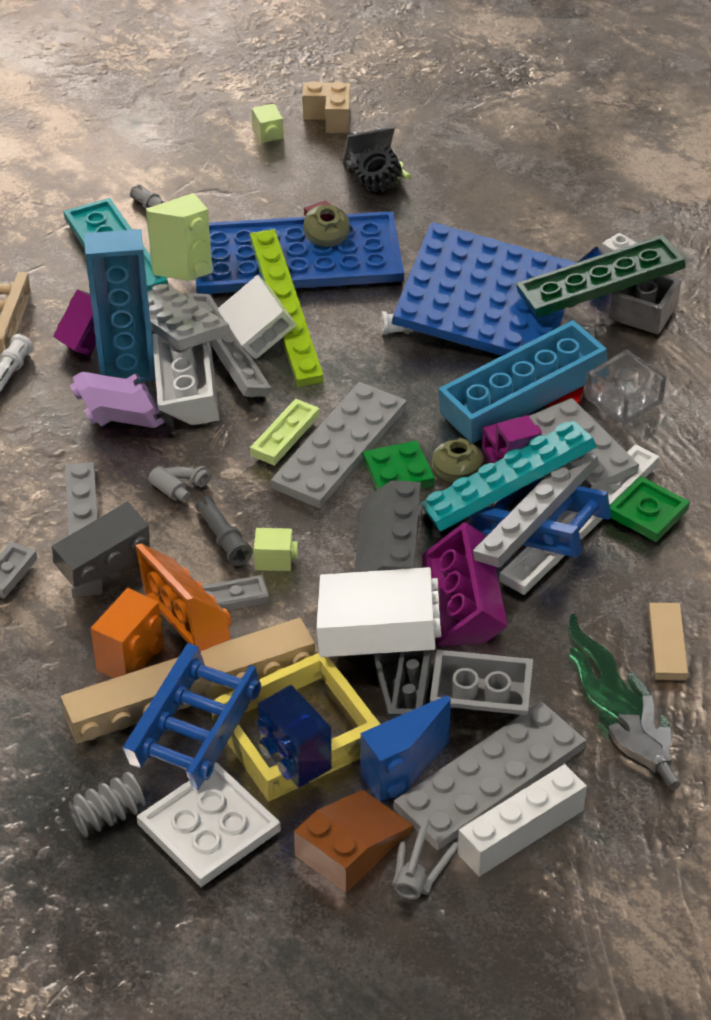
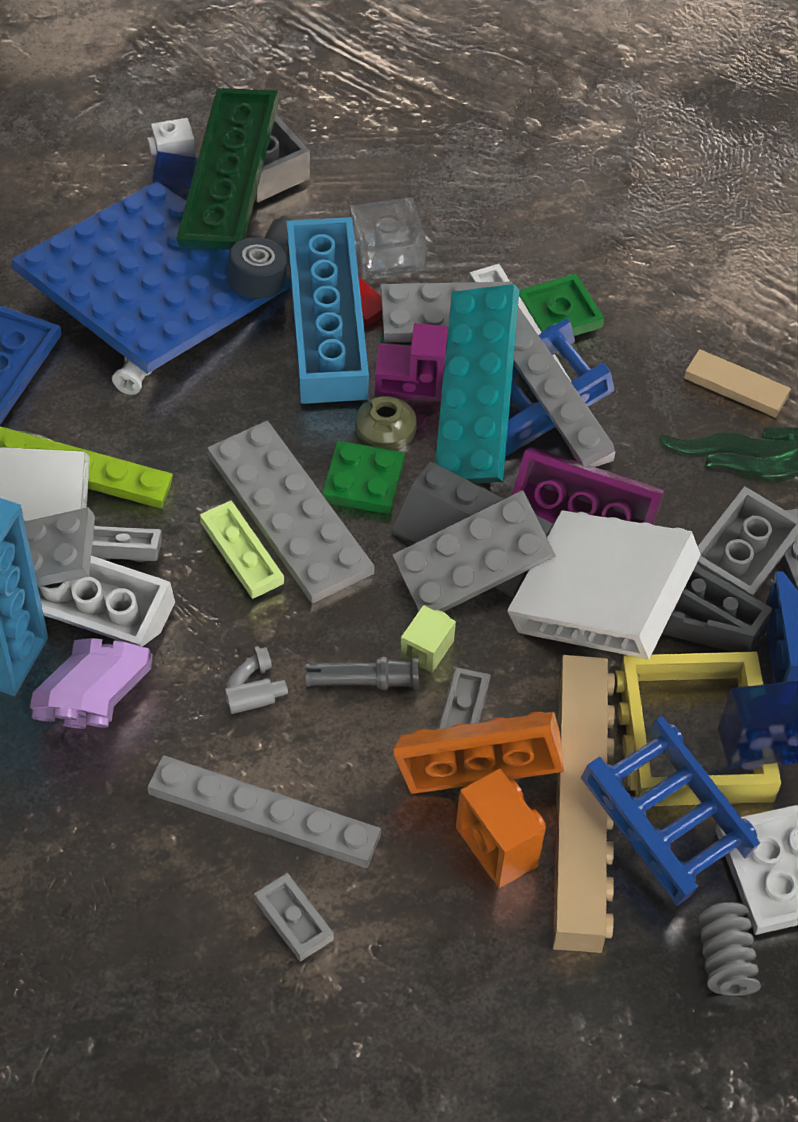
camera: 65 degrees left, 10 degrees up
(102, 546) = (352, 793): dark grey wedge -> none
(355, 537) = (474, 554): none -> light grey plate
(523, 325) = (257, 267): none -> black wheel

